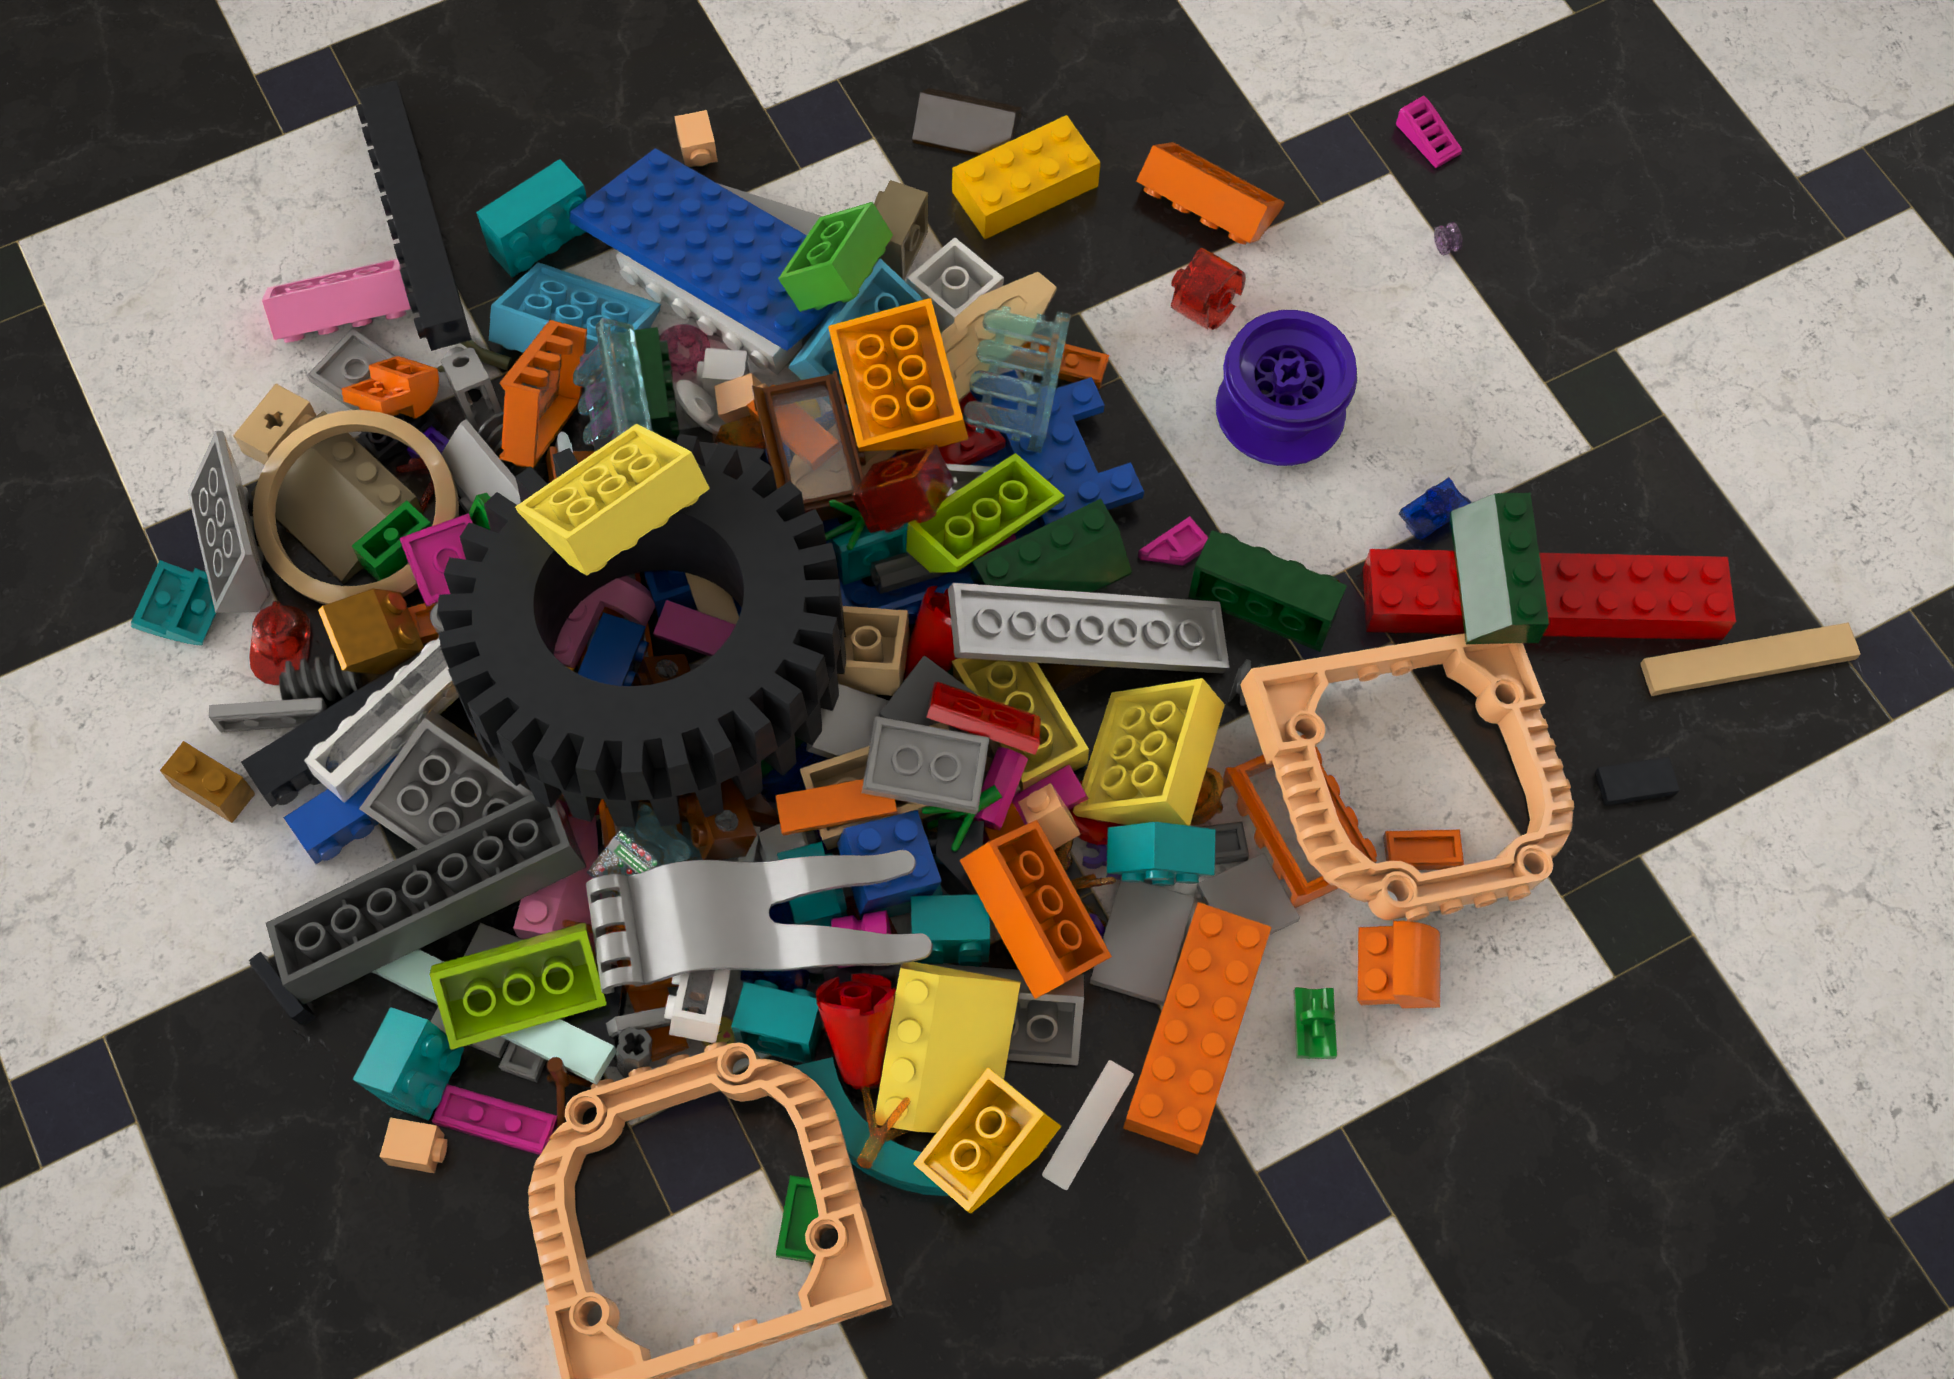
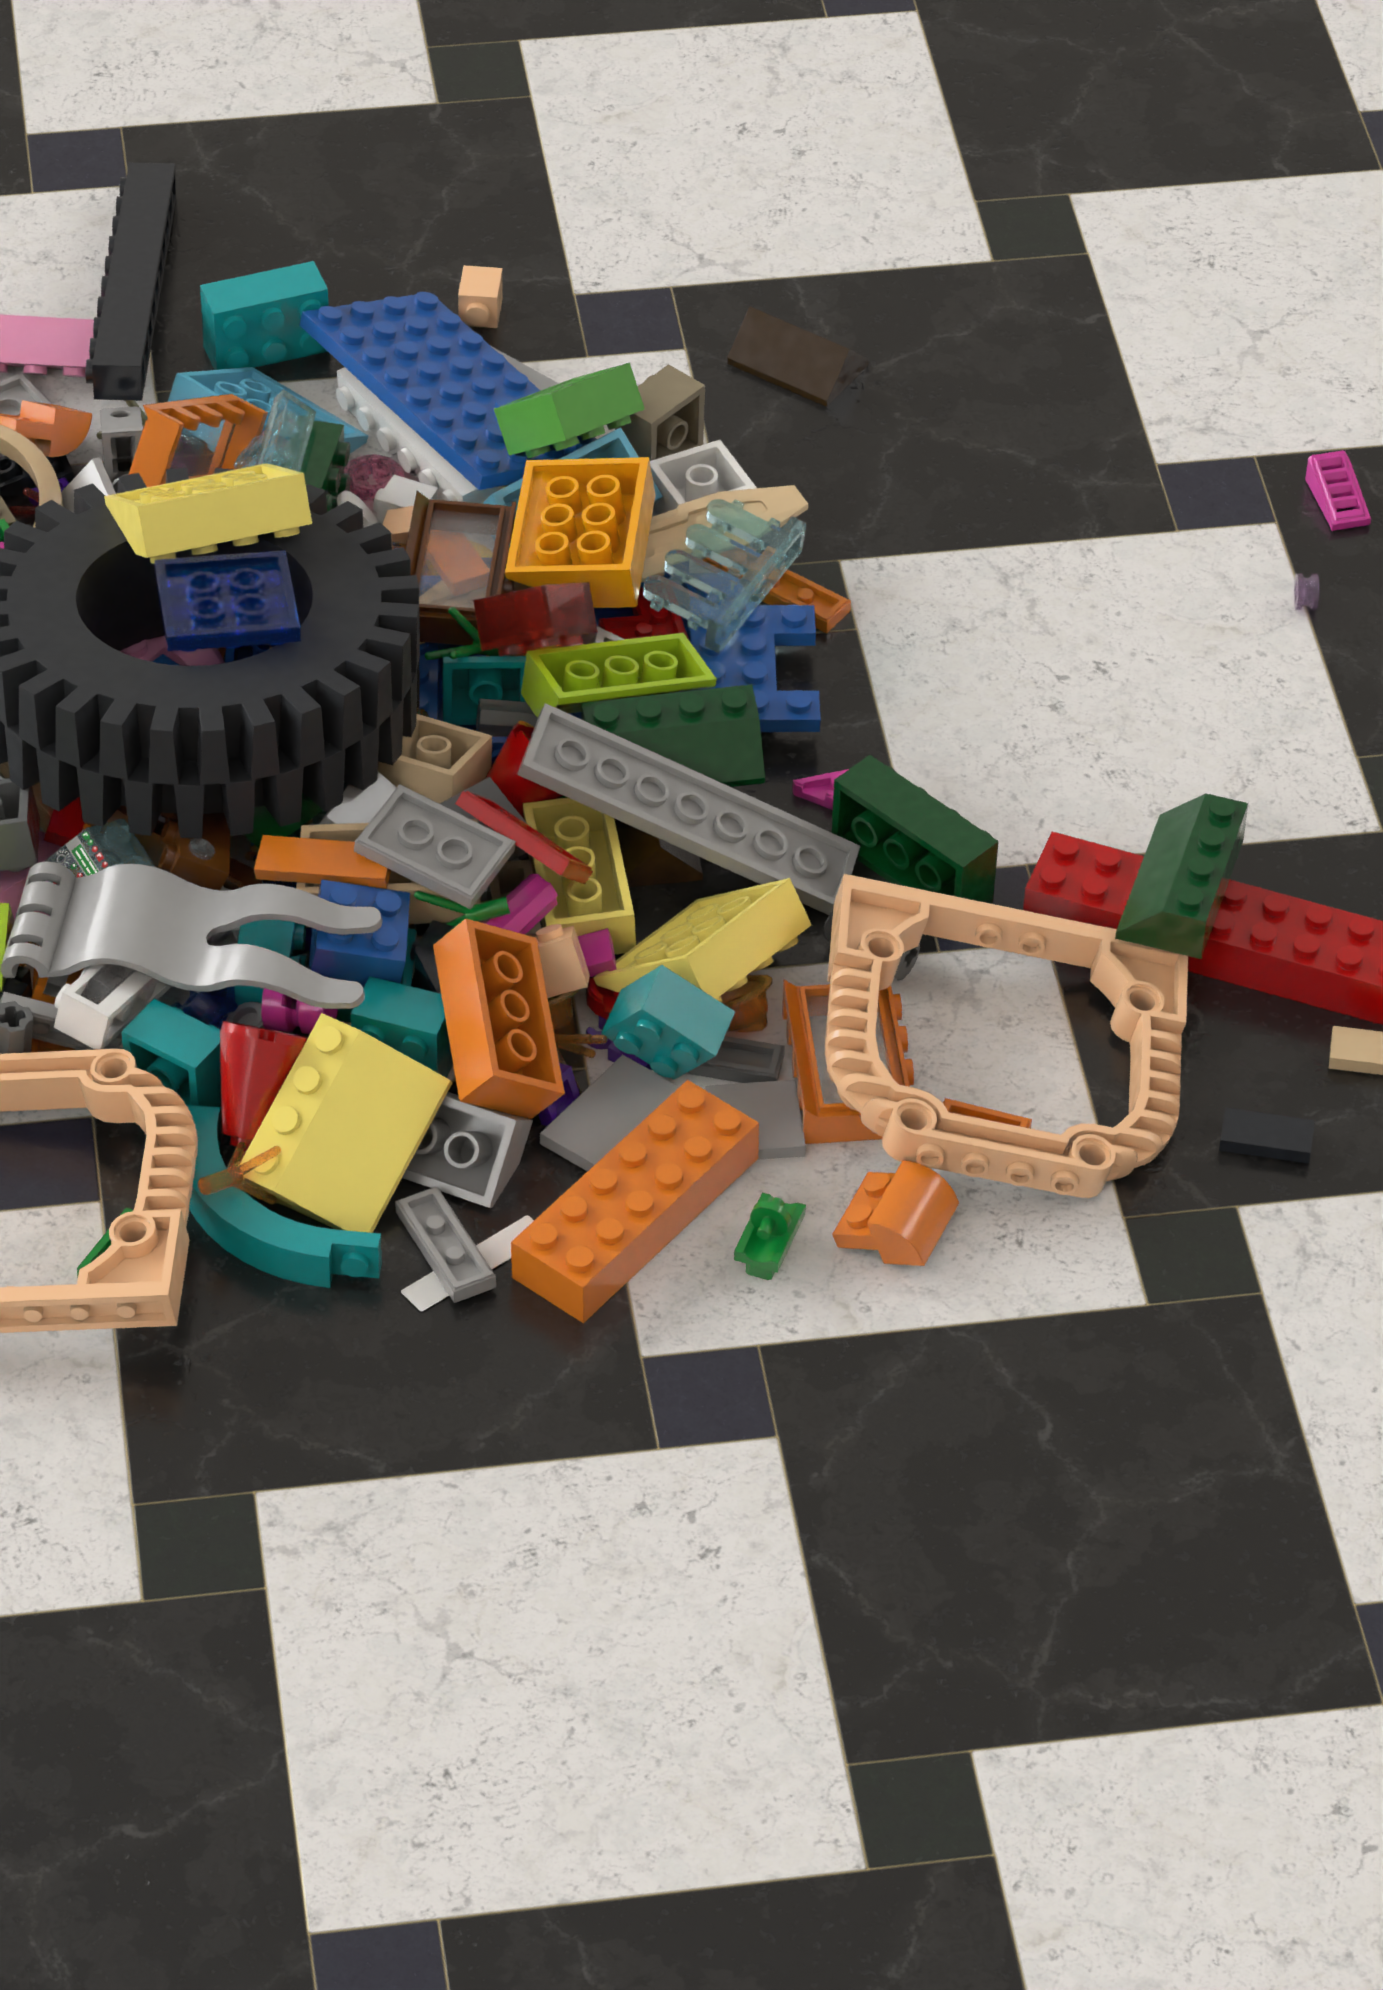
camera: 20 degrees right, 20 degrees down
(674, 600) = (227, 601): none -> clear blue plate
(986, 1142) = (350, 1207): yellow slope -> none
(1025, 177) = (836, 416): yellow brick -> none
(1078, 1132) = (445, 1244): none -> light grey tile
(1207, 289) = (990, 562): clear red brick -> none
(1208, 192) = (1042, 481): orange slope -> none
(1288, 357) = (1027, 659): dark purple wheel -> none
(1432, 508) = (1136, 825): clear blue hips -> none

